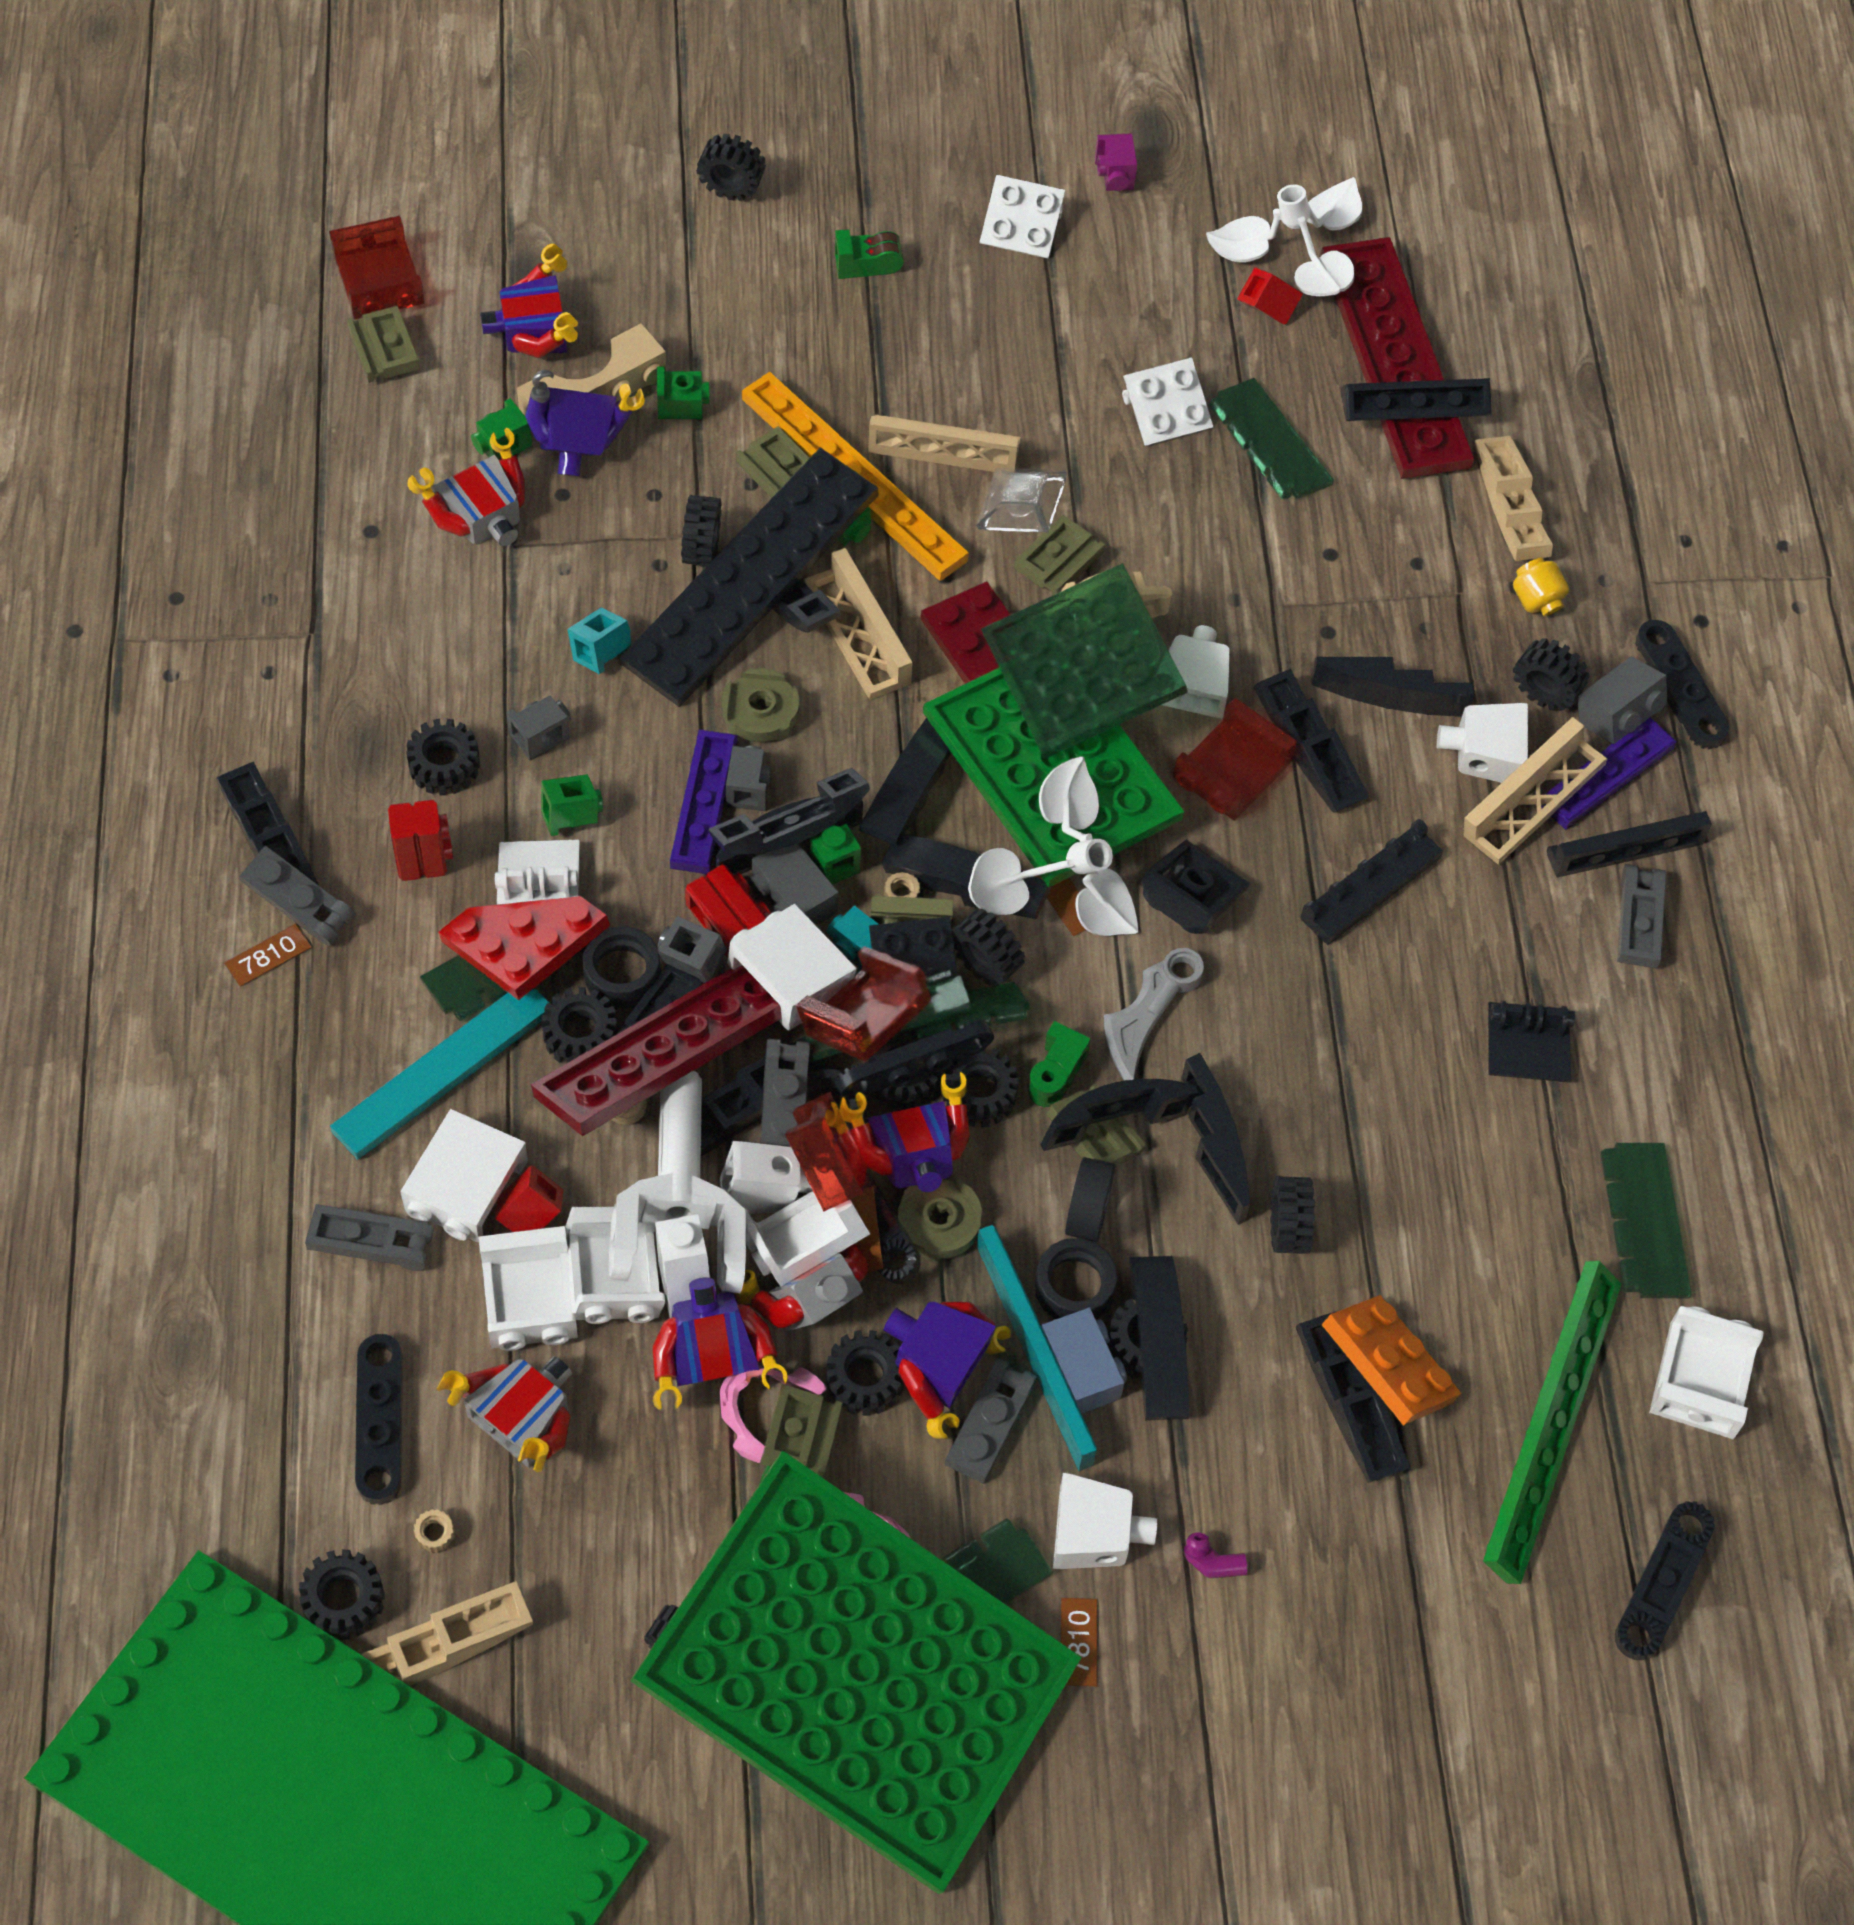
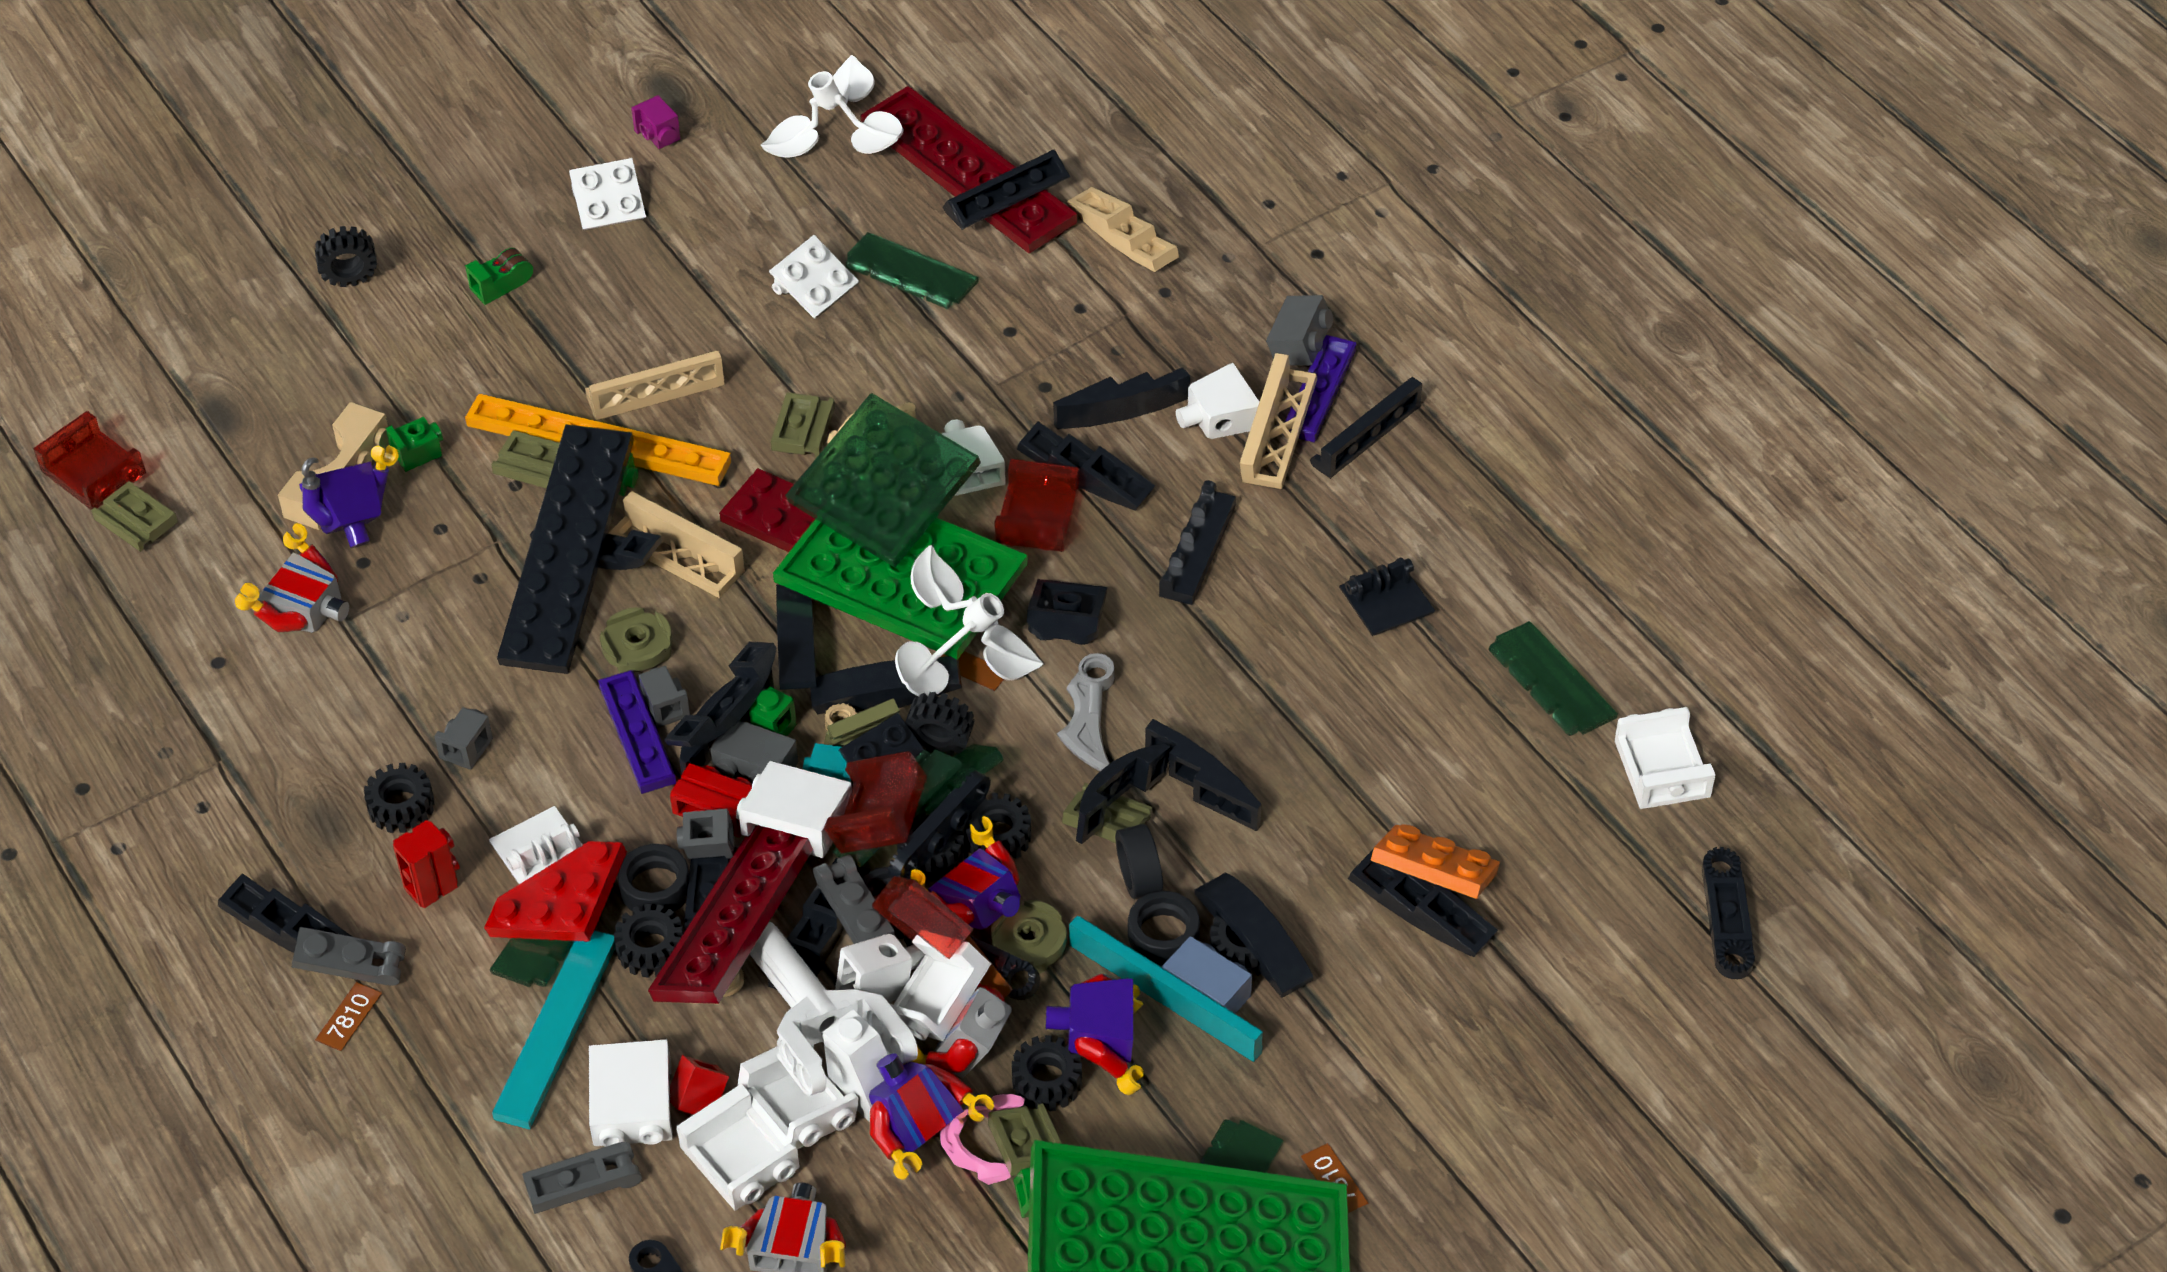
camera: 25 degrees left, 10 degrees down
(497, 422) = (272, 534): green brick -> none
(533, 311) = (250, 436): torso -> none
(569, 802) = (529, 781): green brick -> none
(599, 639) = (471, 651): teal brick -> none
(701, 530) = (504, 531): black tyre -> none
(990, 1422) = (1165, 1060): dark grey plate -> none
(1021, 500) = (745, 397): clear slope -> none
(1054, 1075) = (1048, 792): green leg -> none
(1097, 1524) = (1294, 1087): white torso -> none
(1209, 1562) = (1396, 1072): magenta arm -> none
(1270, 295) = (842, 165): red panel -> none
(1292, 1215) = (1297, 797): black tyre -> none
(1541, 587) = (1186, 280): yellow head -> none
(1551, 674) = (1236, 323): black tyre -> none
(1552, 1423) = (1579, 848): green plate -> none
(1641, 916) = (1411, 473): dark grey plate -> none
(1685, 686) = (1347, 309): black plate -> none

